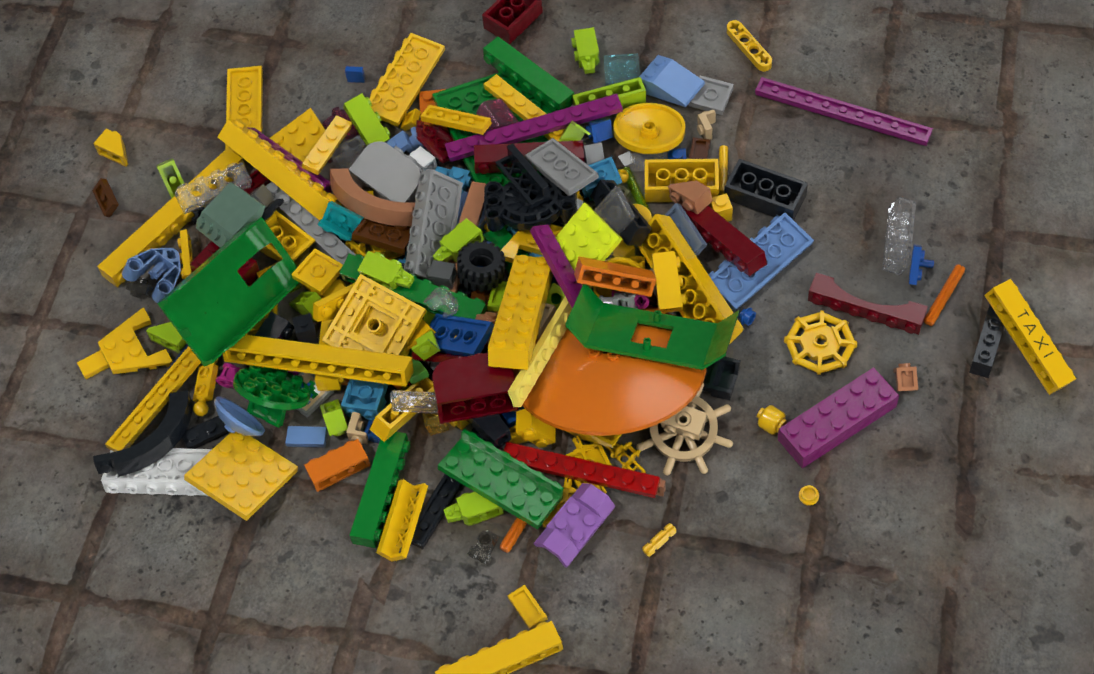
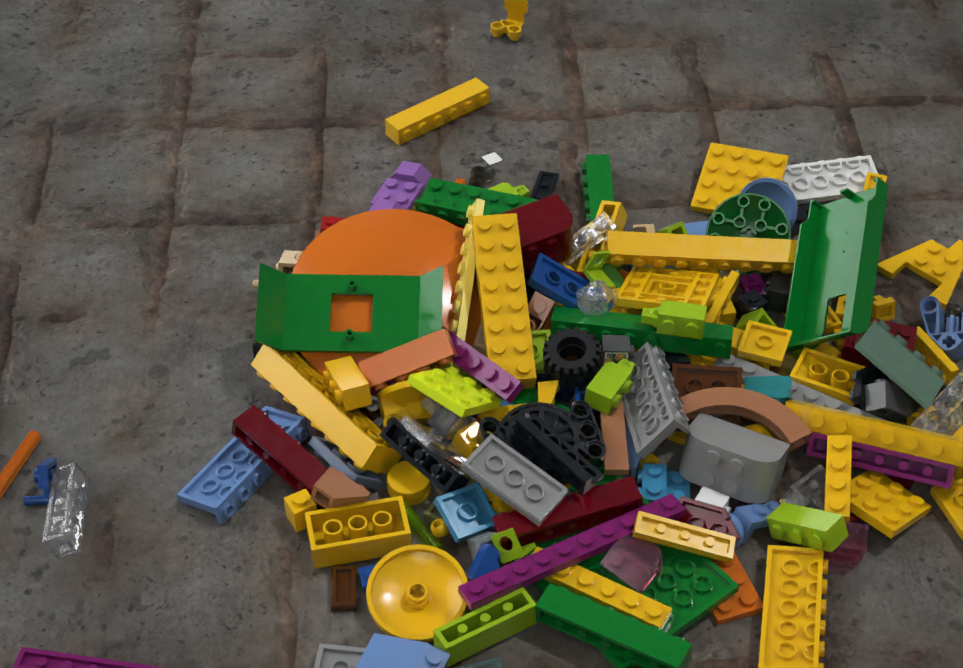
camera: 160 degrees right, 15 degrees down
(155, 445) = (849, 168): black arch -> none
(166, 336) = (895, 281): lime slope -> none
(337, 465) = (653, 207): orange brick -> none
(355, 74) = (867, 610): blue tile -> none
(399, 520) = (566, 178): yellow fence -> none
(410, 119) = (754, 560): yellow plate -> none
(462, 585) = (492, 158): none -> white sticker
(527, 607) = (426, 151): yellow tile -> none
(659, 539) = (314, 209): yellow axle -> none
(705, 120) = (343, 623): tan bracket -> none
(723, 168) = (306, 571): yellow piece -> none
(747, 316) = (251, 400): blue plate -> none
(765, 190) = (244, 537): black brick -> none
(771, 419) = (212, 312): yellow head -> none
(809, 495) = (169, 261): yellow plate -> none
(817, 351) = (158, 380): yellow plate -> none
(829, 294) = (64, 429): dark red arch -> none
(838, 417) = (139, 322): magenta brick -> none
(906, 377) = (65, 375): nougat bracket -> none

